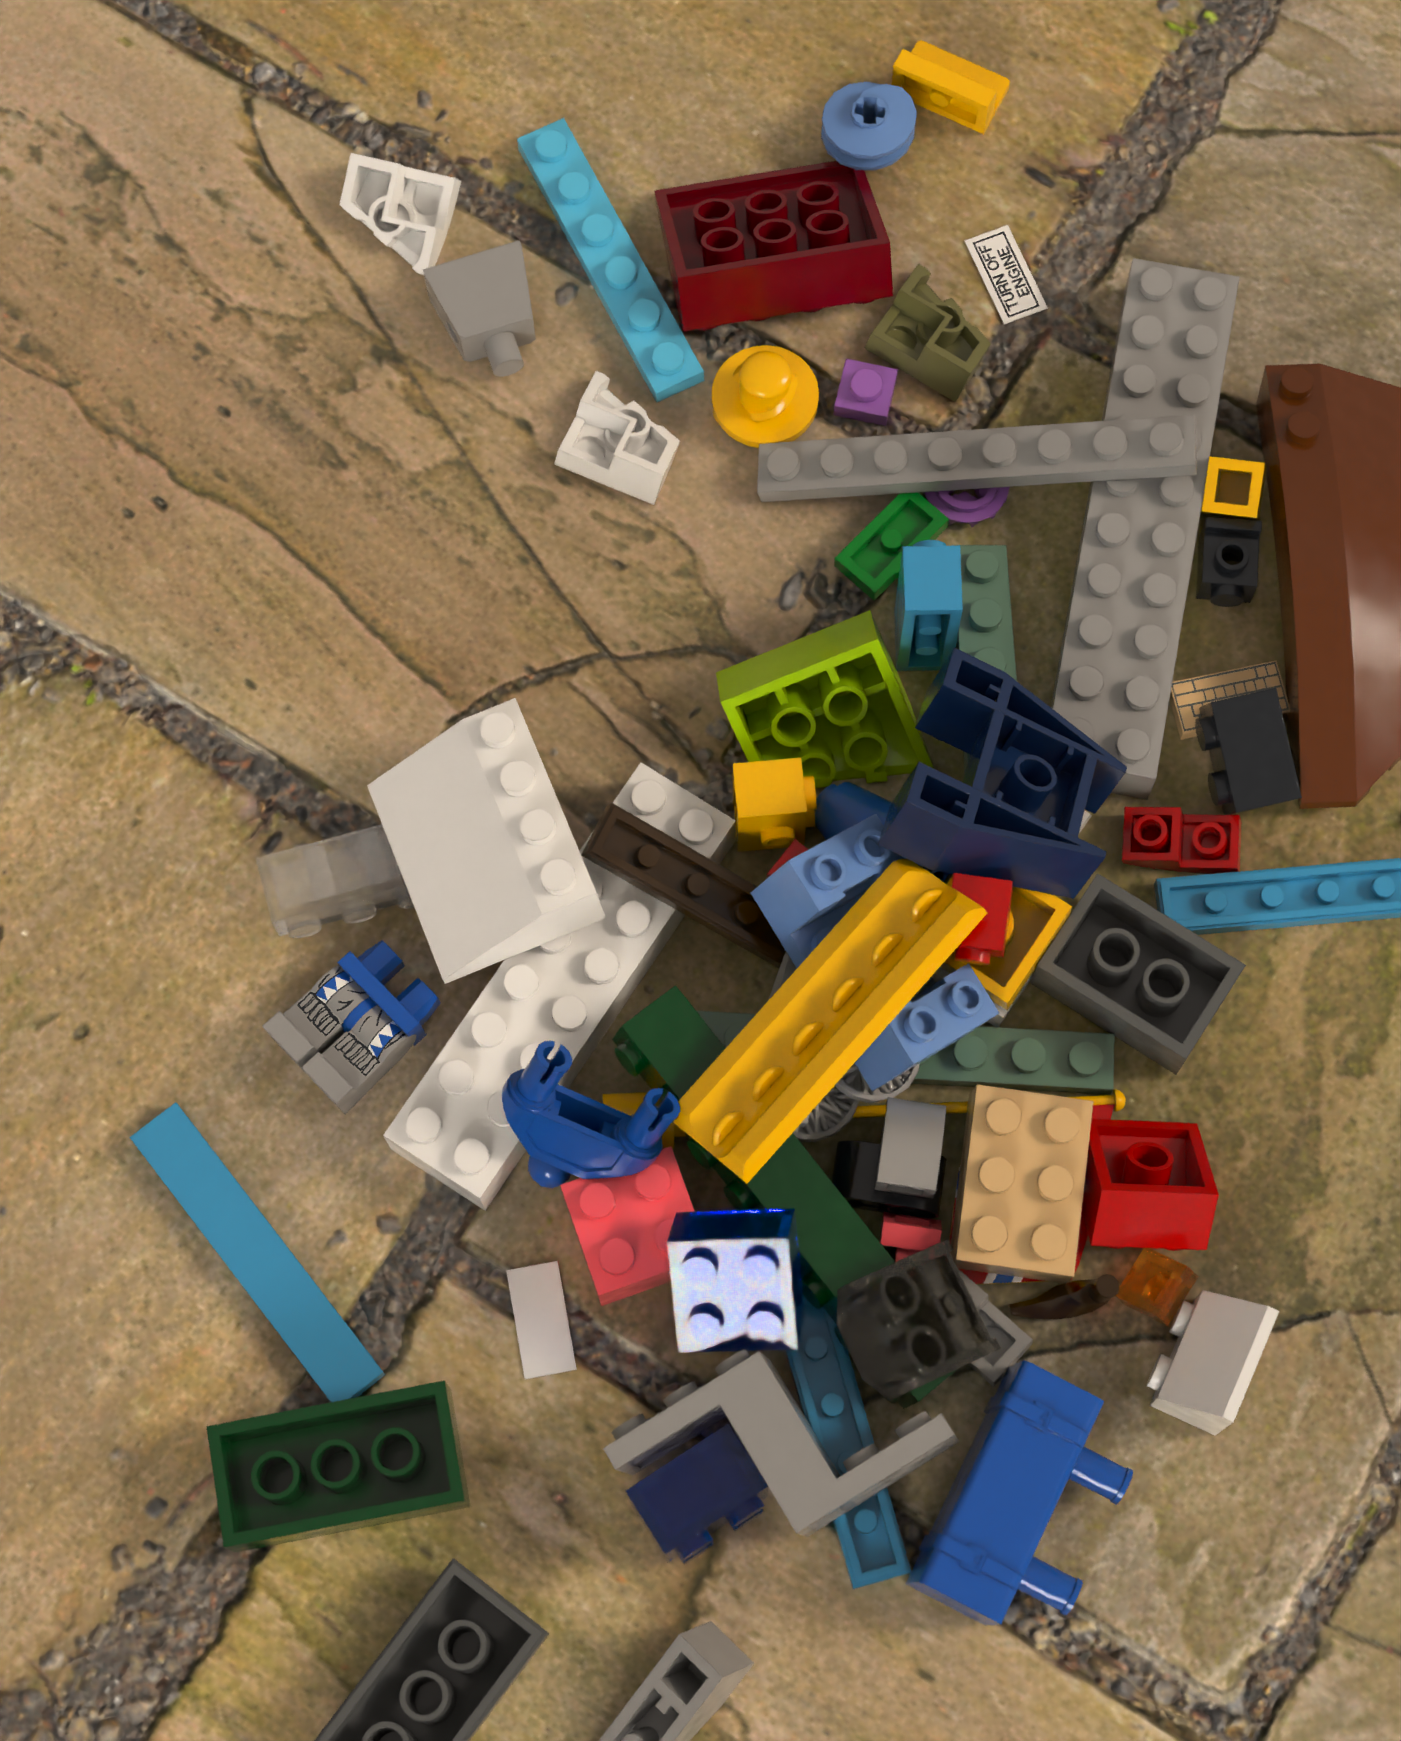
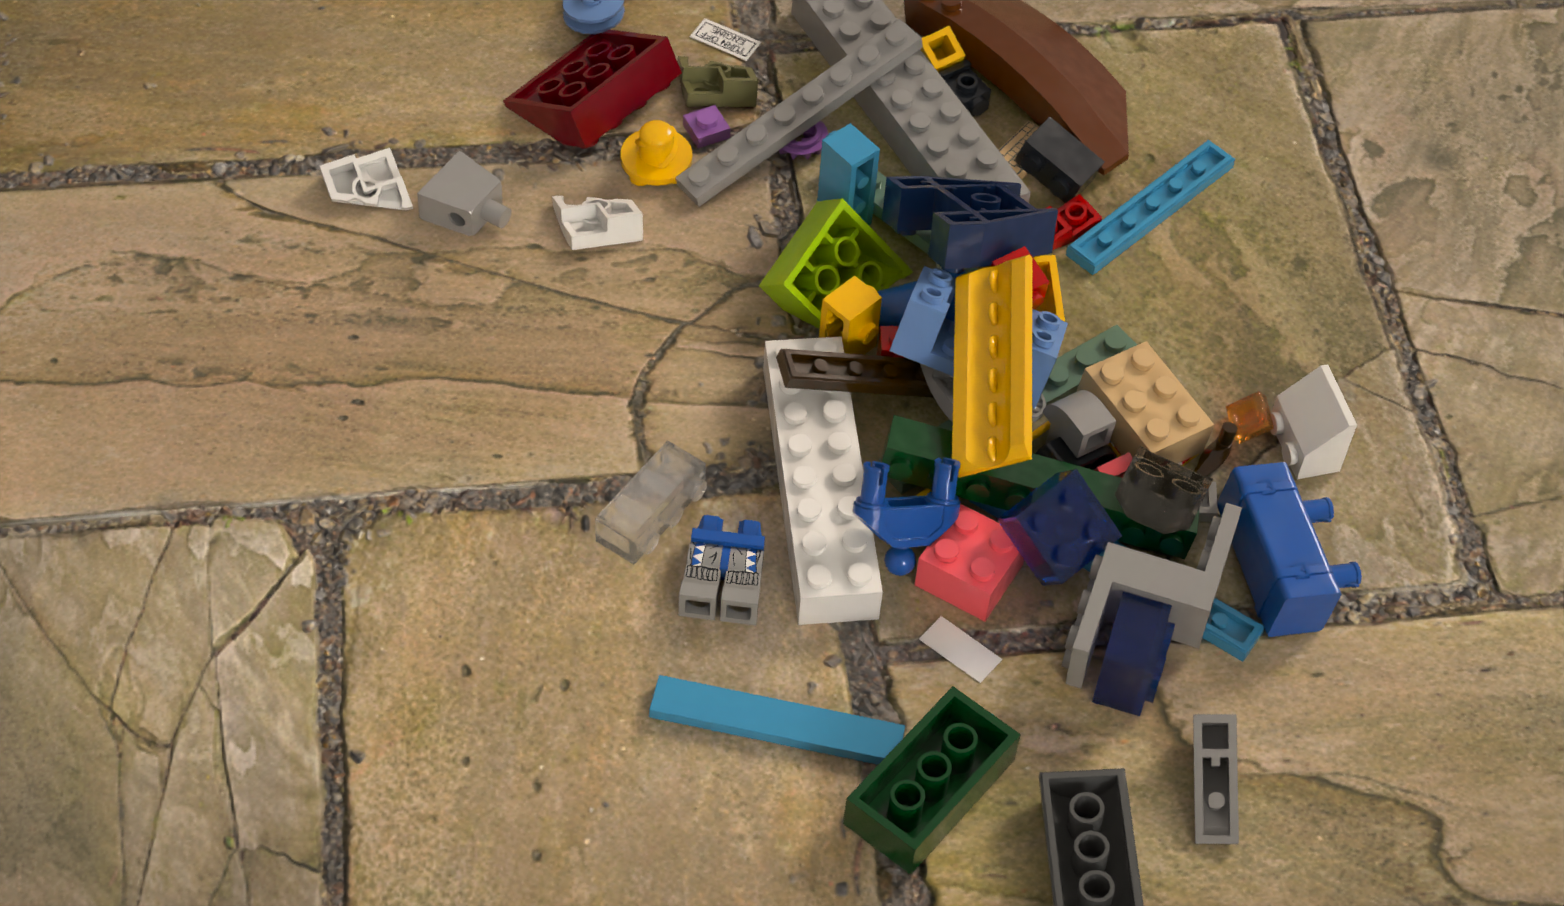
camera: 45 degrees left, 20 degrees down
(484, 844) = (725, 418): white slope -> none
(610, 260) = (509, 143): medium azure plate -> none
(876, 552) = (790, 181): green plate -> none
(1136, 973) = (1112, 285): dark grey brick -> none
(1148, 1186) = (1213, 371): red slope -> none

